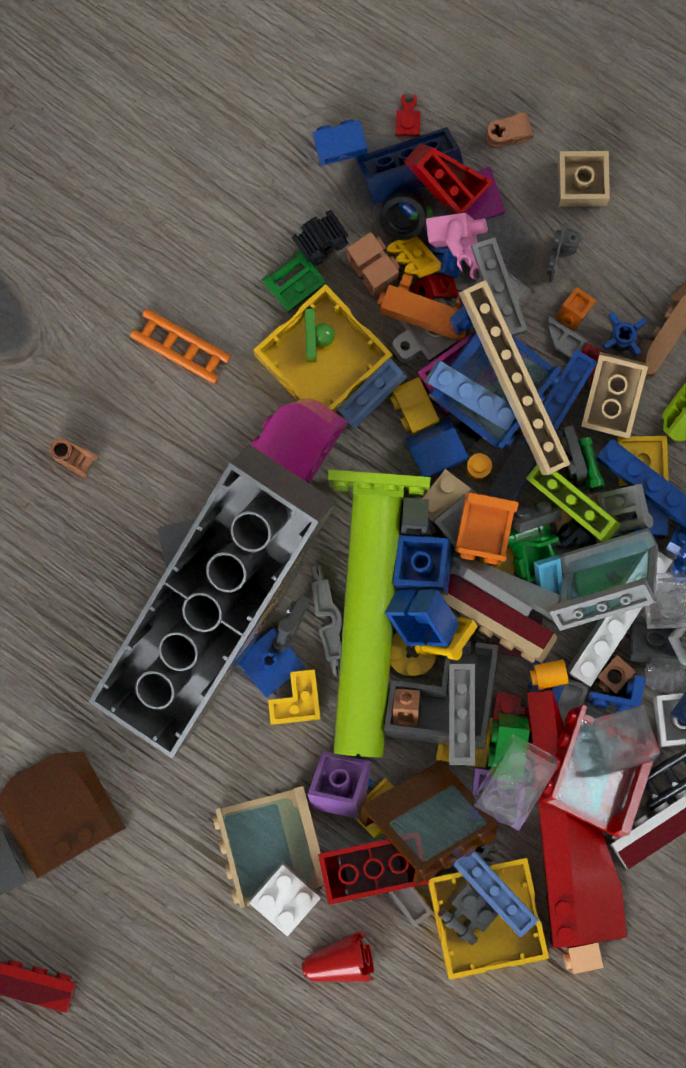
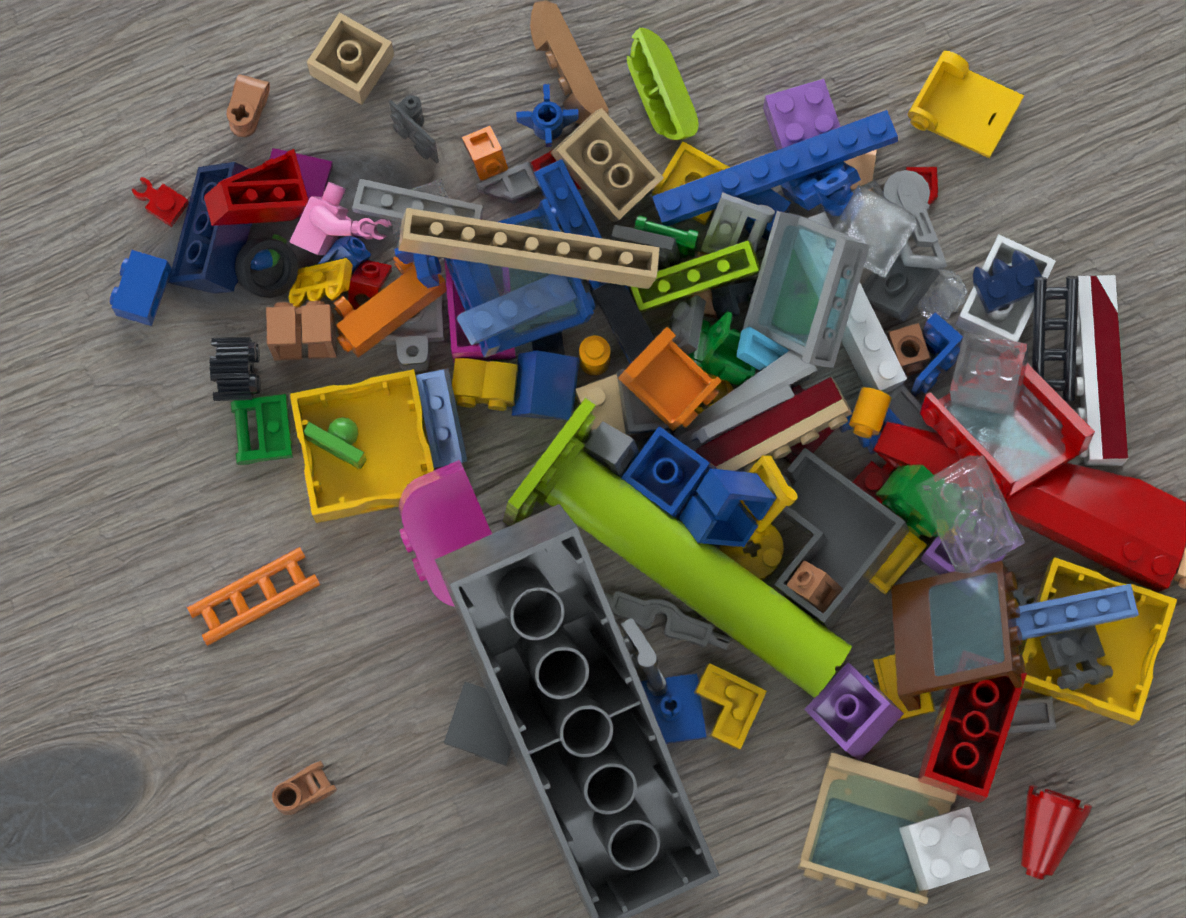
camera: 60 degrees left, 5 degrees down
(462, 714) = (861, 527): light grey plate -> none

